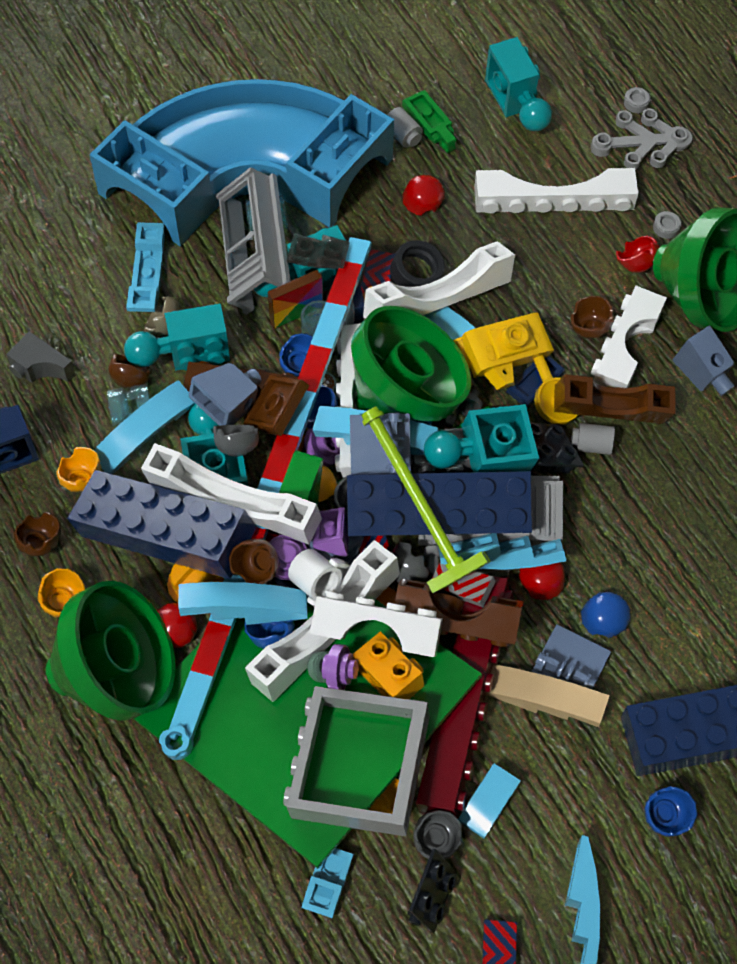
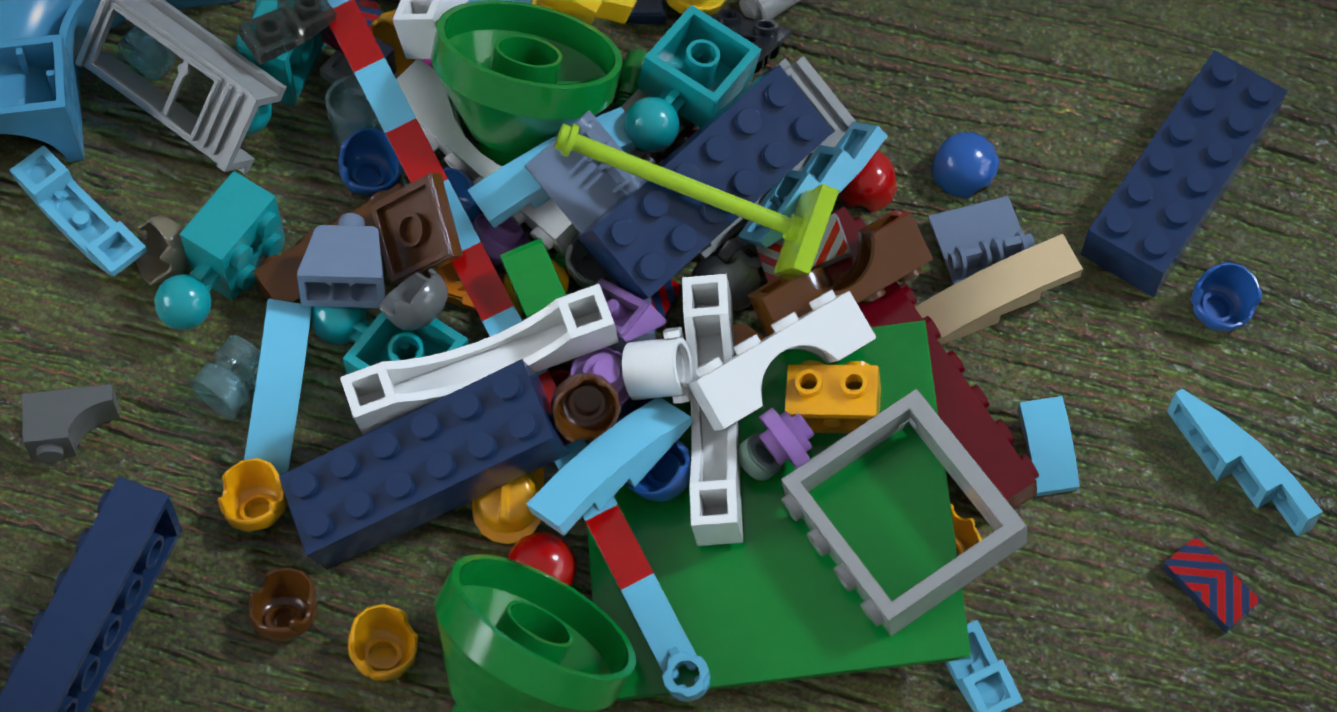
camera: 45 degrees left, 0 degrees up
(126, 374) = (189, 347): reddish brown hair -> none
(290, 298) = (300, 104): tile -> none
(432, 892) = (1082, 570): black hinge -> none
(438, 831) = (1046, 521): dark grey hair -> none

